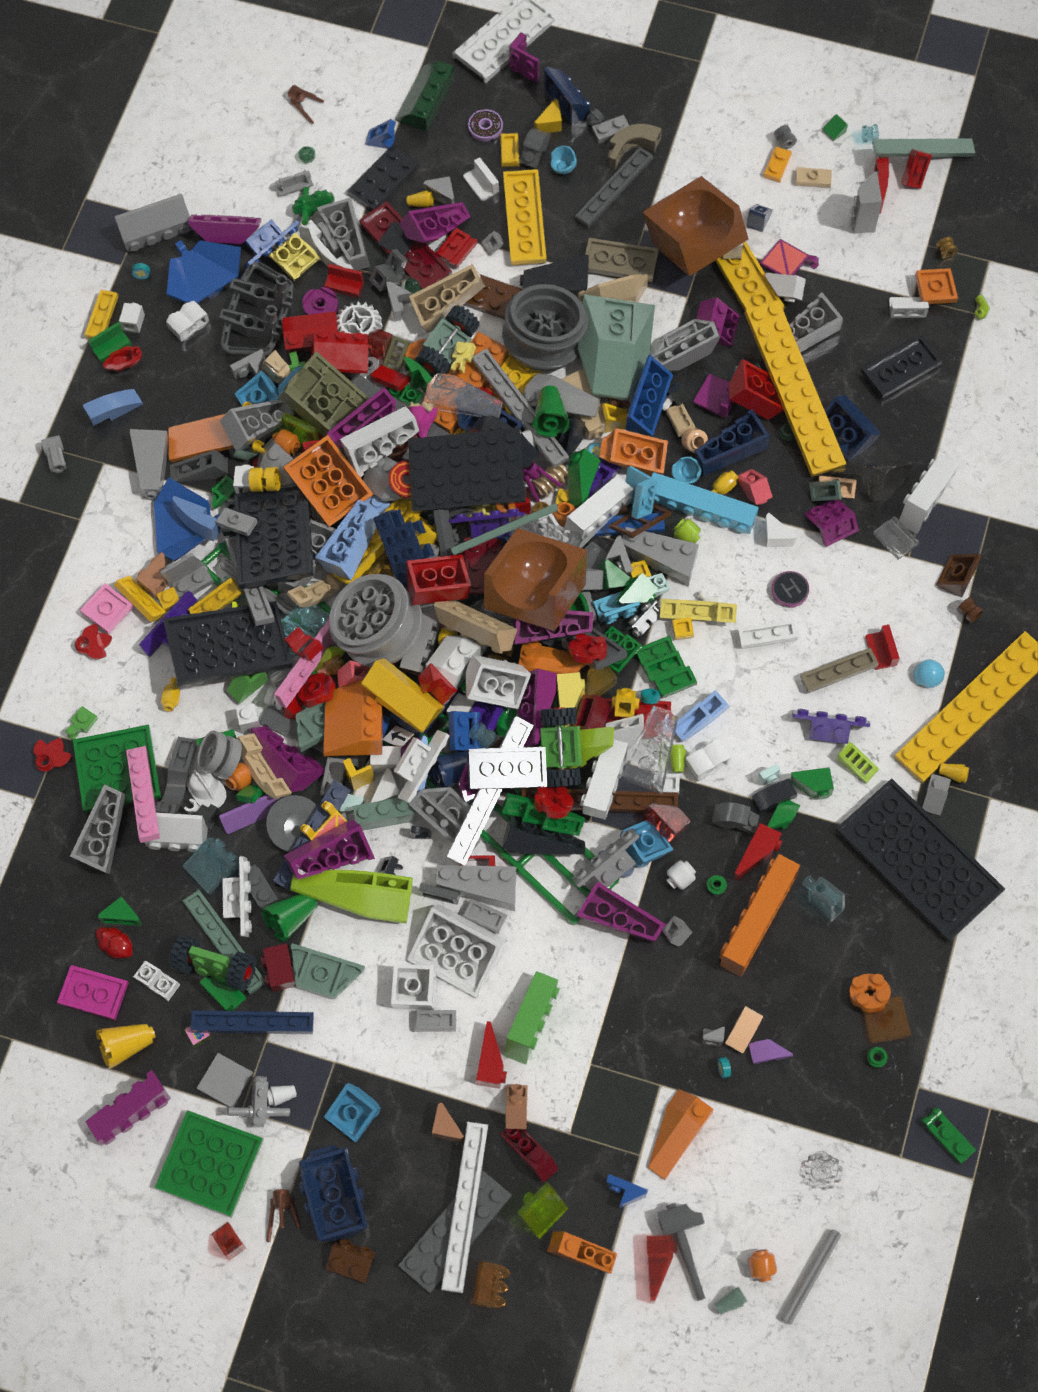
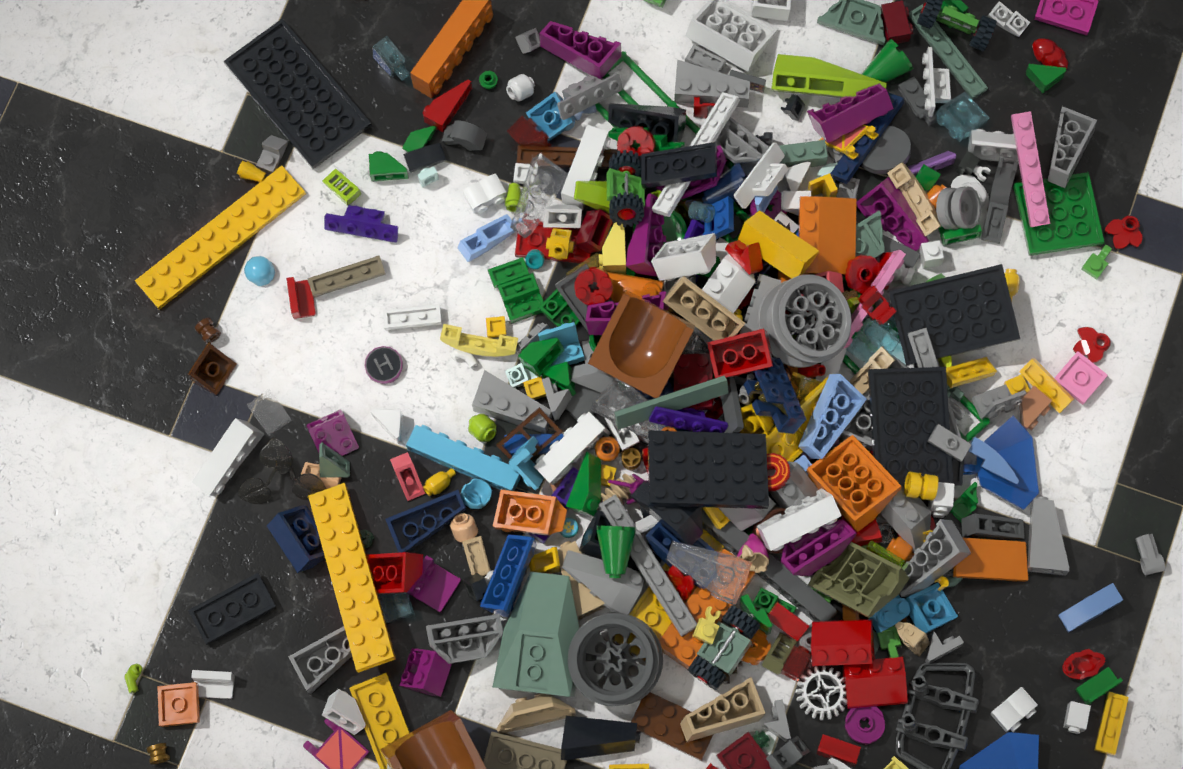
camera: 175 degrees left, 5 degrees up
(158, 635) = (1007, 355): dark purple bracket -> none

